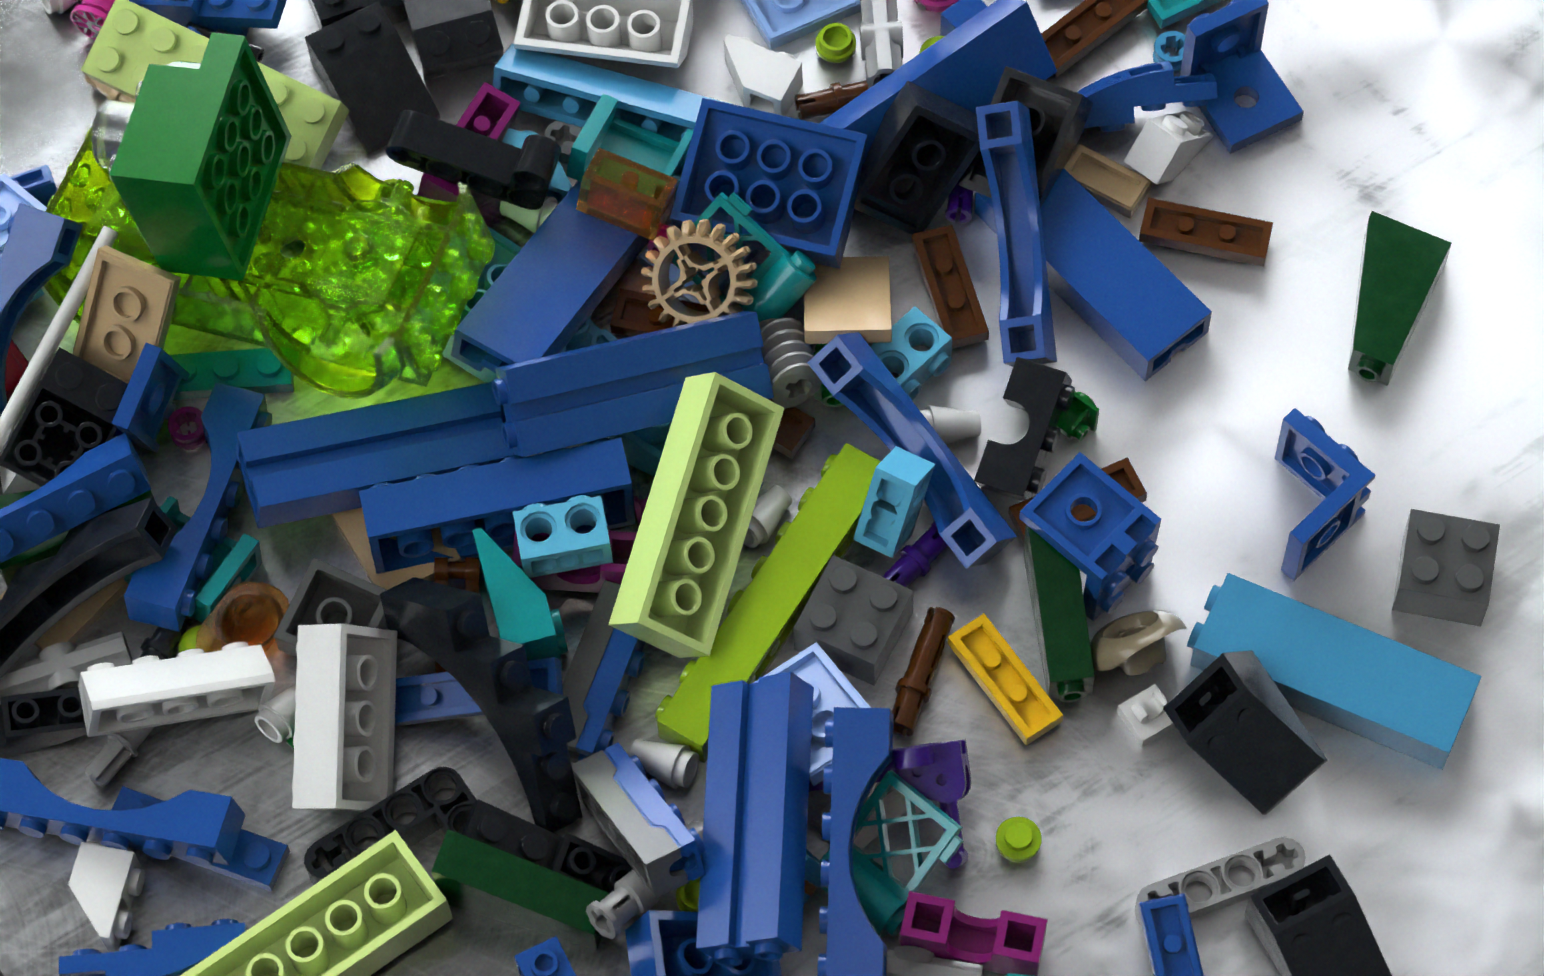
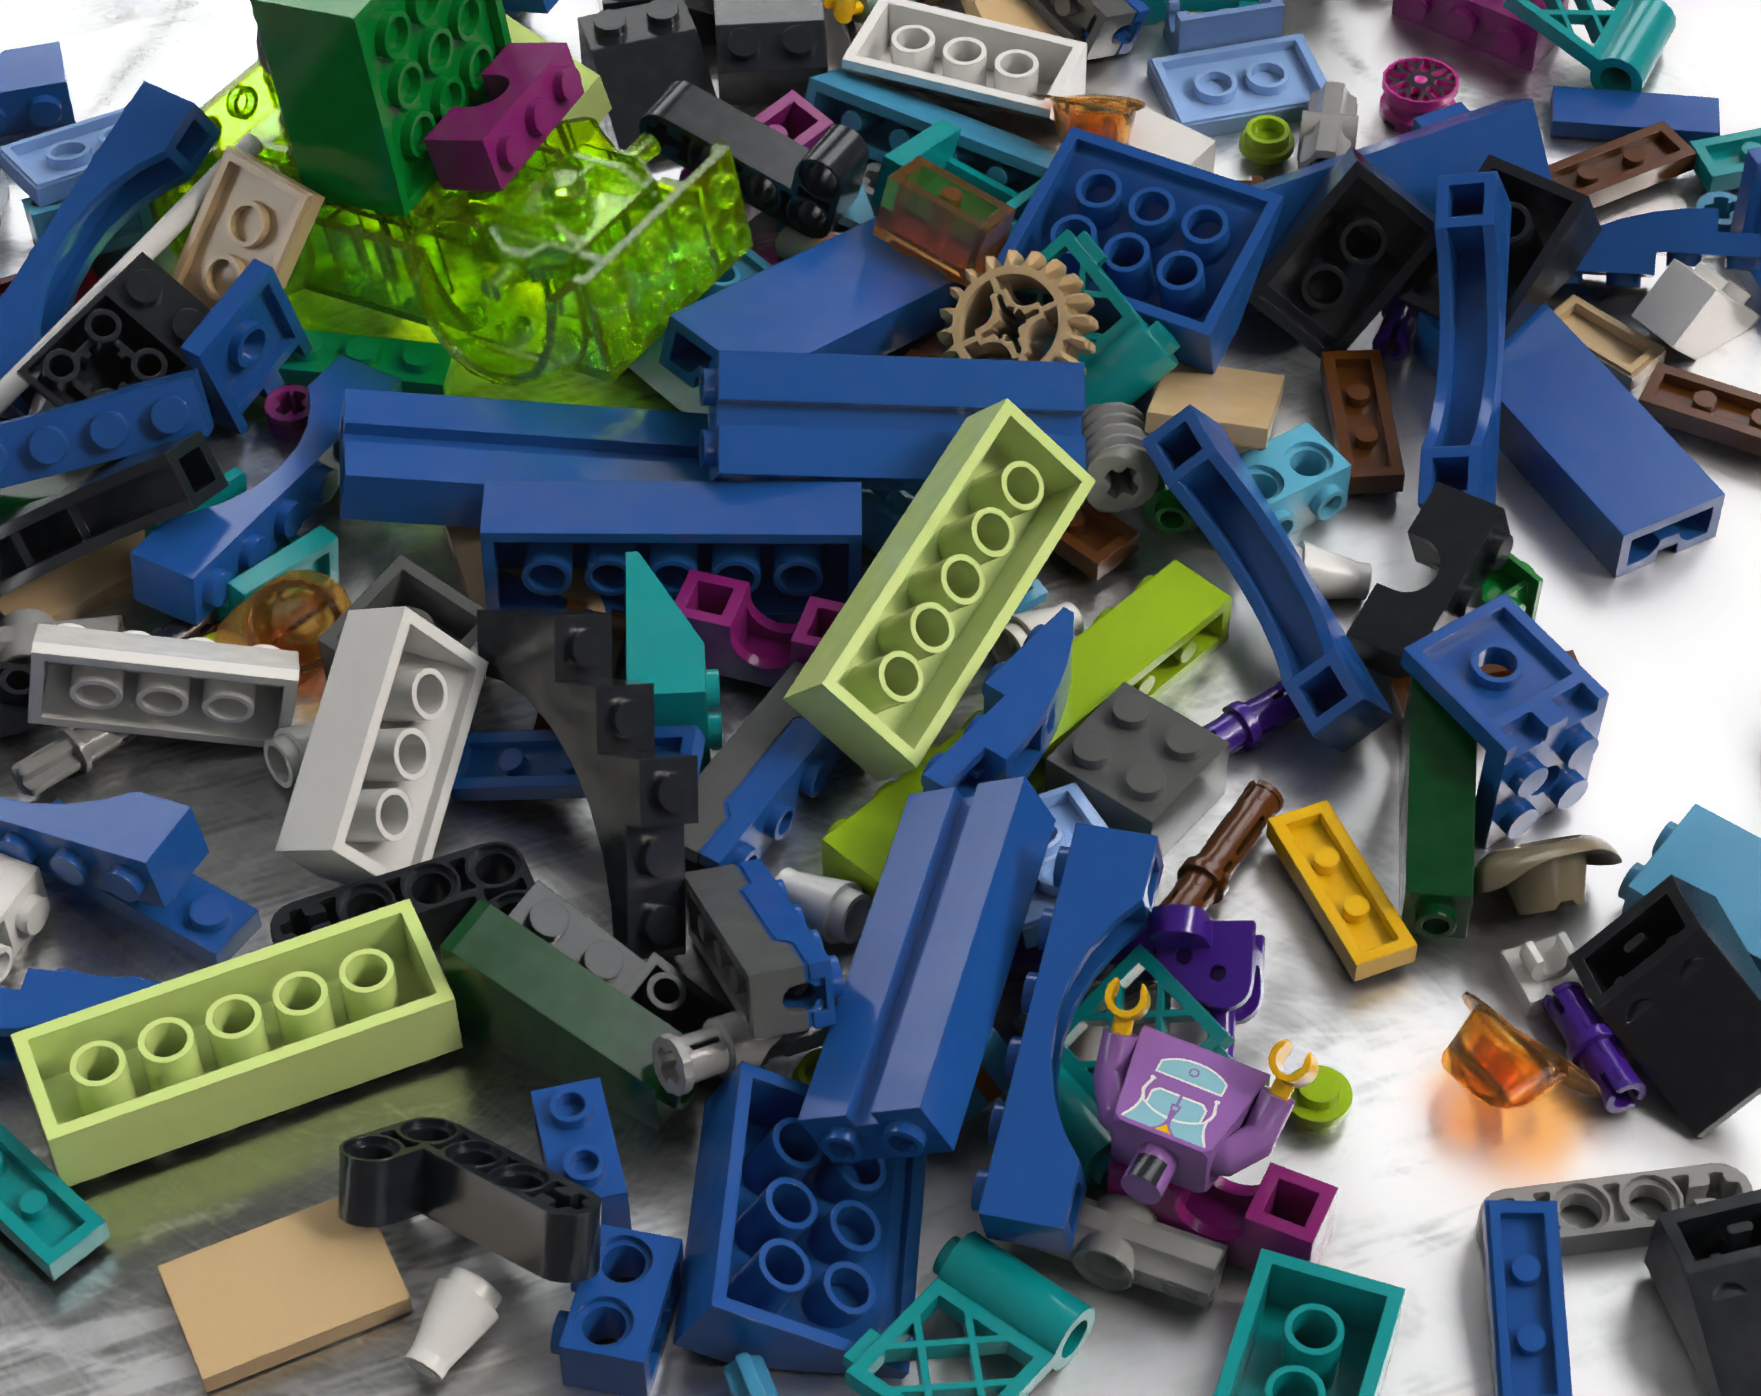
camera: 10 degrees right, 15 degrees down
(308, 158) = (489, 143): none -> magenta arch
(564, 548) = (748, 582): medium azure brick -> none
(709, 63) = (1097, 114): none -> clear orange piece
(767, 603) = (1019, 716): none -> blue slope
(893, 501) = (1226, 634): medium azure brick -> none
(941, 890) = (1184, 1109): none -> medium lavender torso
(1131, 796) = (1504, 1064): none -> clear orange piece
(1188, 766) = (1594, 1047): none -> dark purple pin

